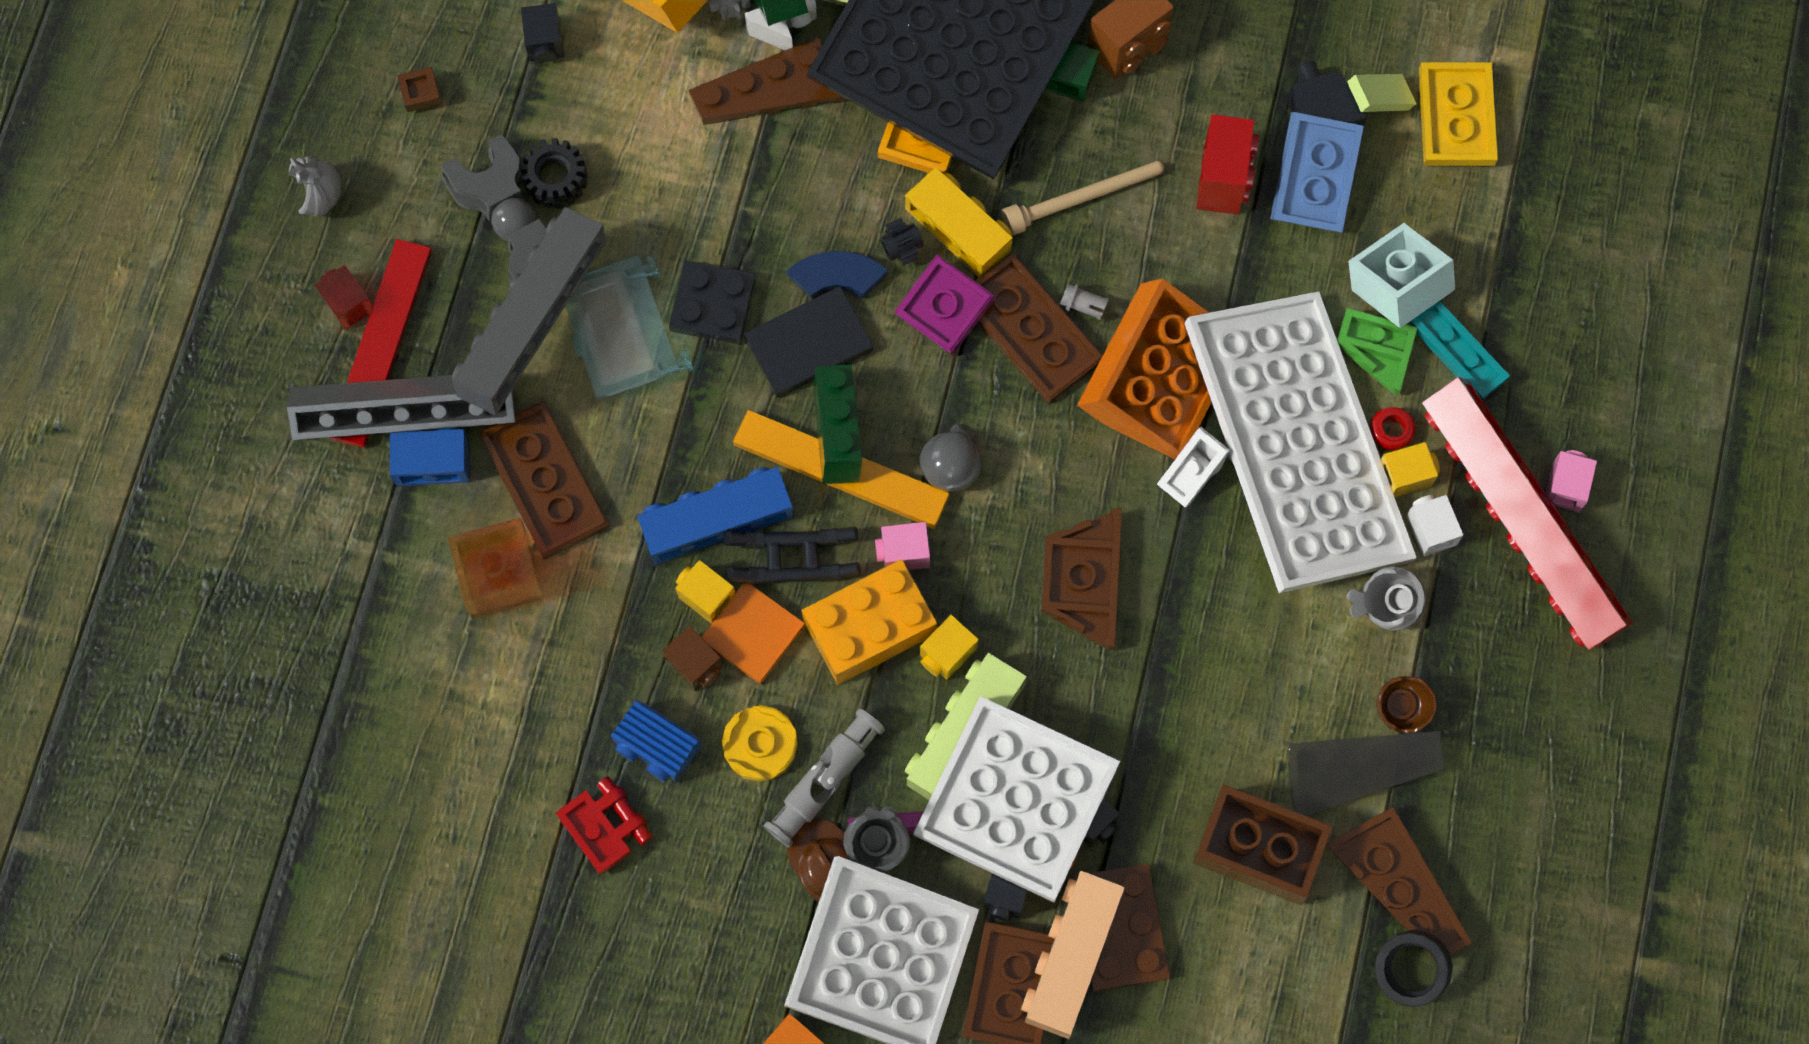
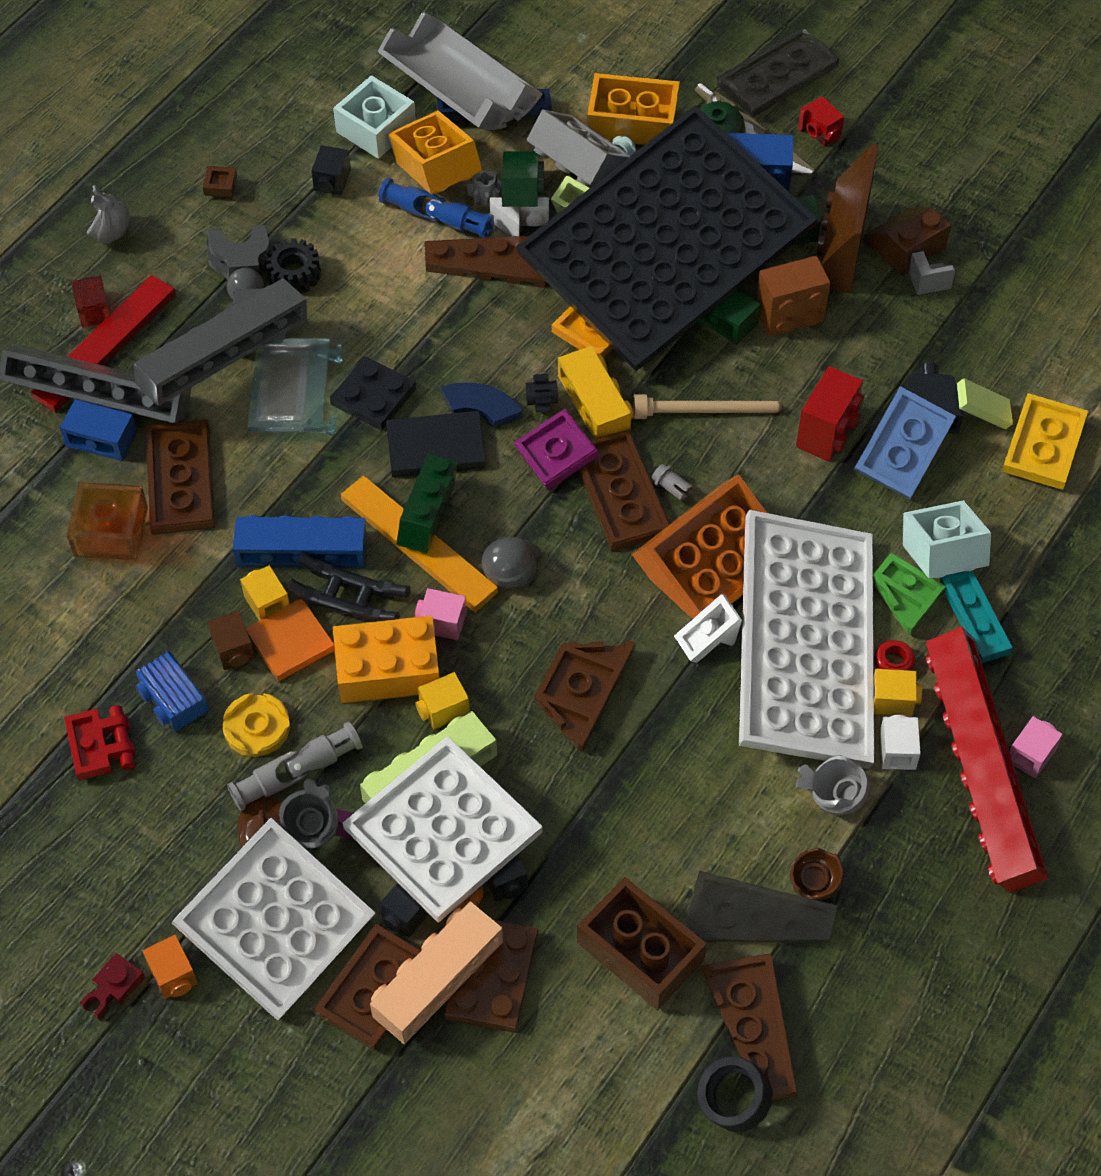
camera: 20 degrees right, 15 degrees down
(702, 44) = (452, 214): none -> blue piece

